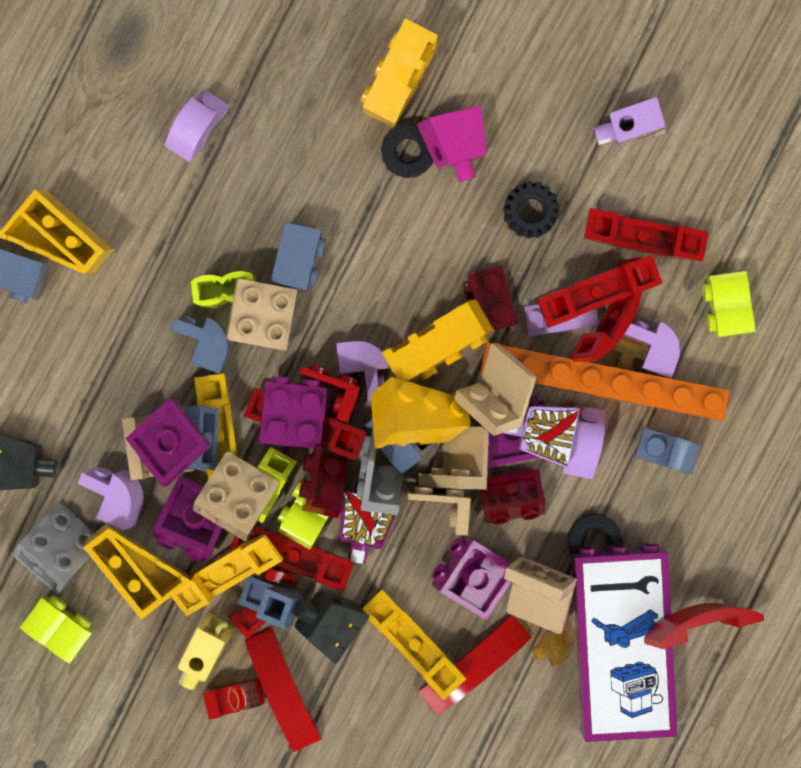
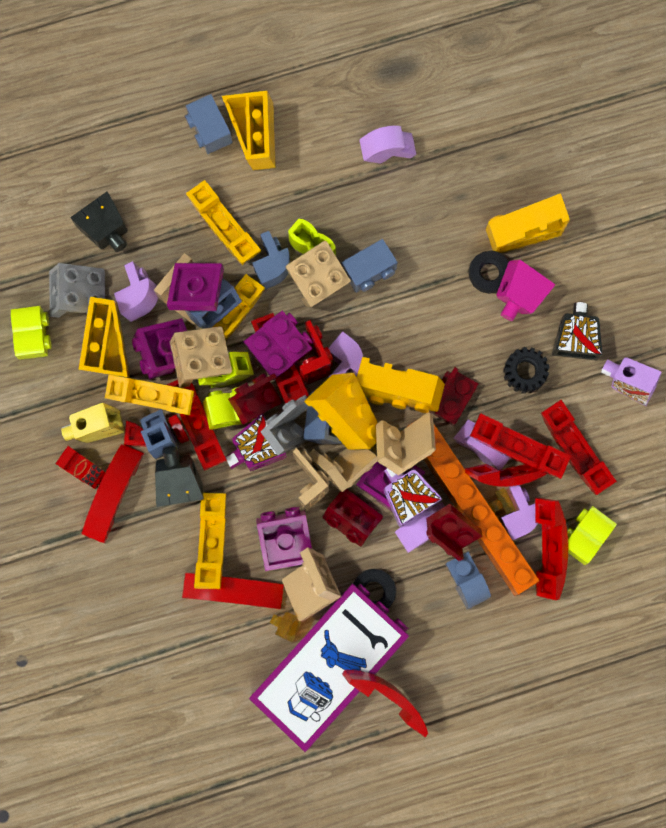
camera: 45 degrees right, 10 degrees down
(123, 351) = (222, 223): none -> yellow slope
(545, 129) = (578, 335): none -> torso
(615, 426) = (452, 531): none -> dark red bracket
(714, 349) = (554, 548): none -> red slope

